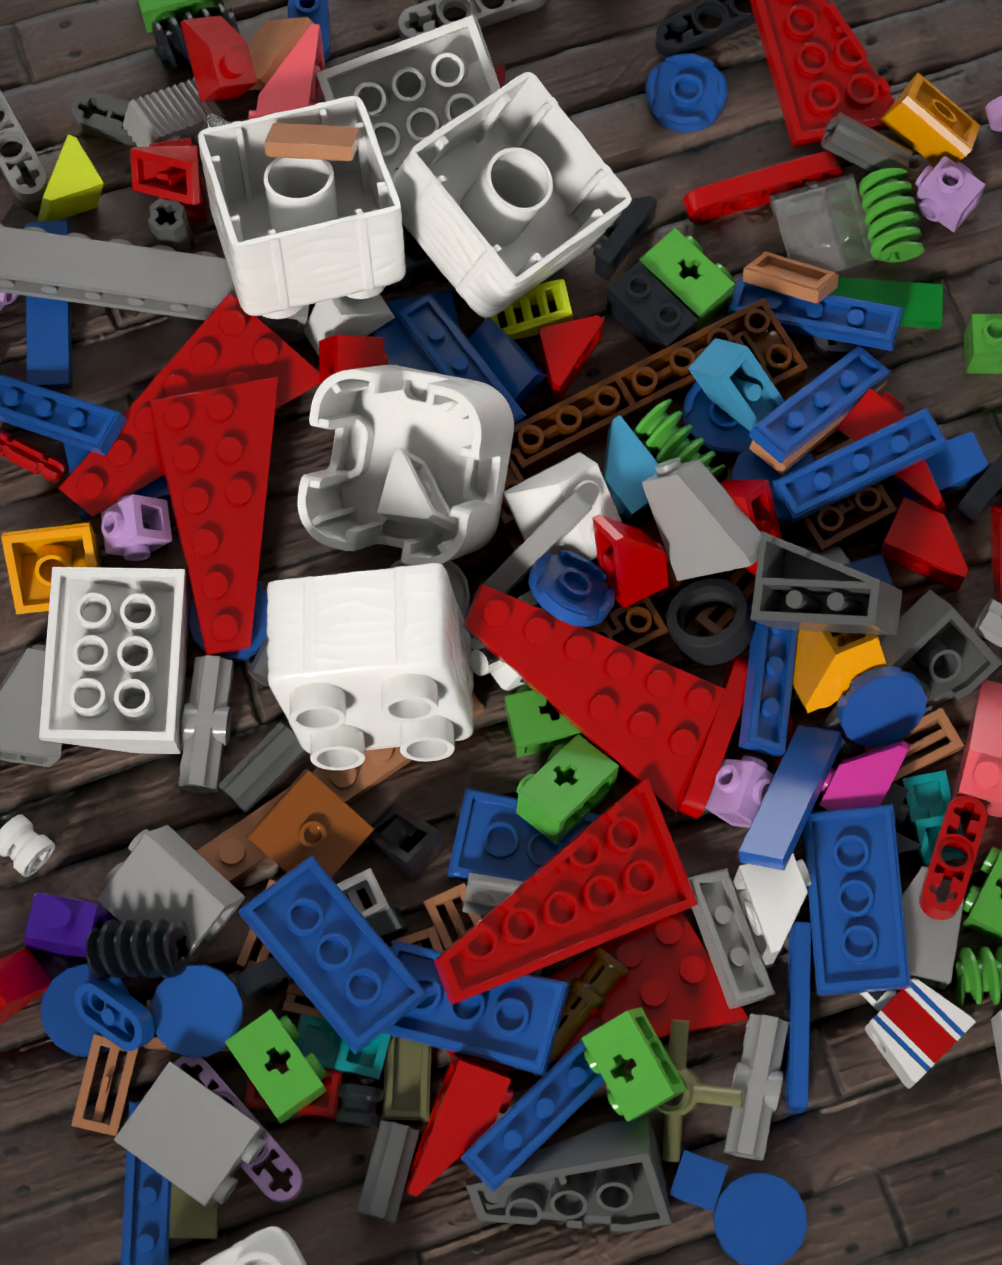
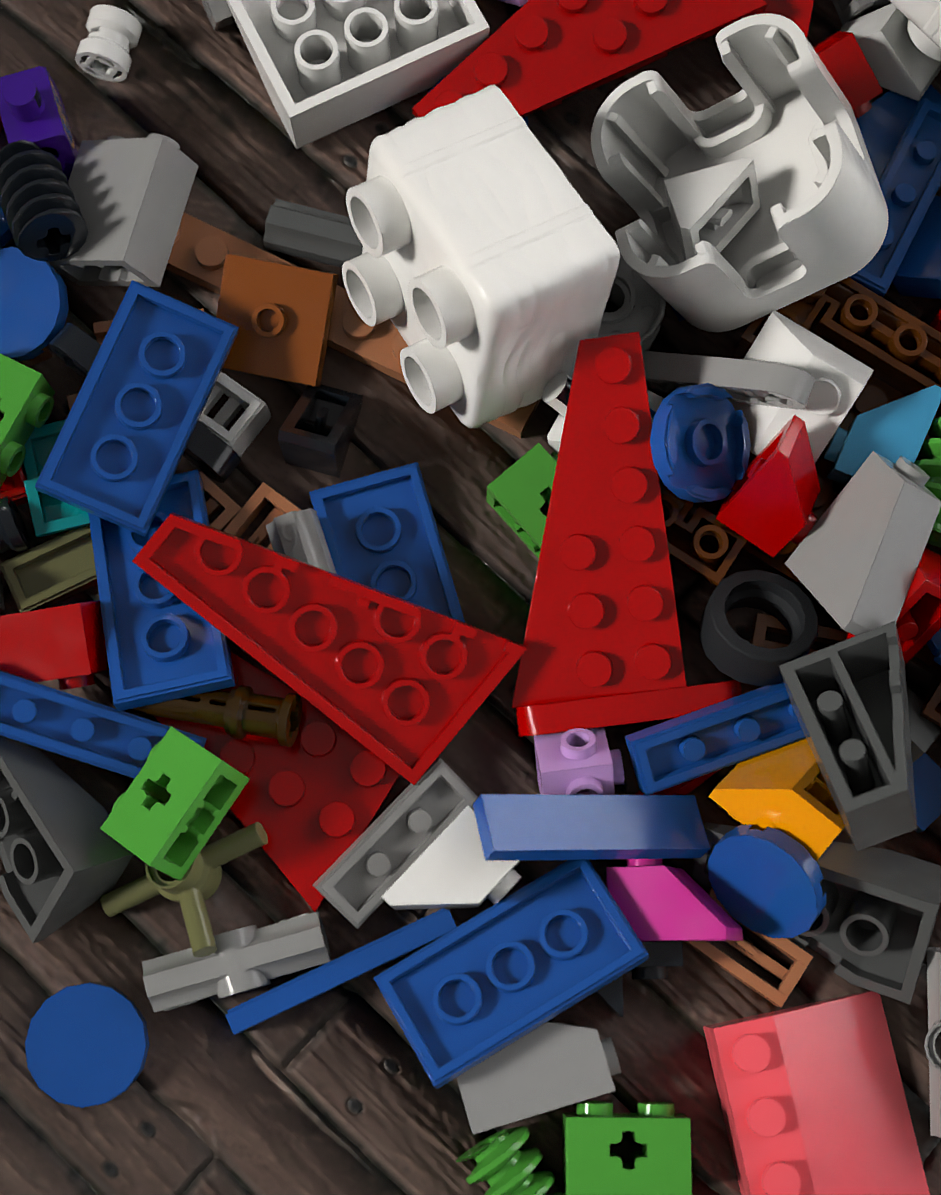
camera: 60 degrees right, 5 degrees up
(206, 724) = (330, 157): light grey piece -> none
(566, 788) = (489, 585): bright green brick -> none
(698, 1180) = (99, 949): blue tile -> none
(914, 1028) = (398, 1121): torso -> none
(928, 802) = (671, 1015): teal slope -> none
(940, 870) = (665, 1038): red beam -> none

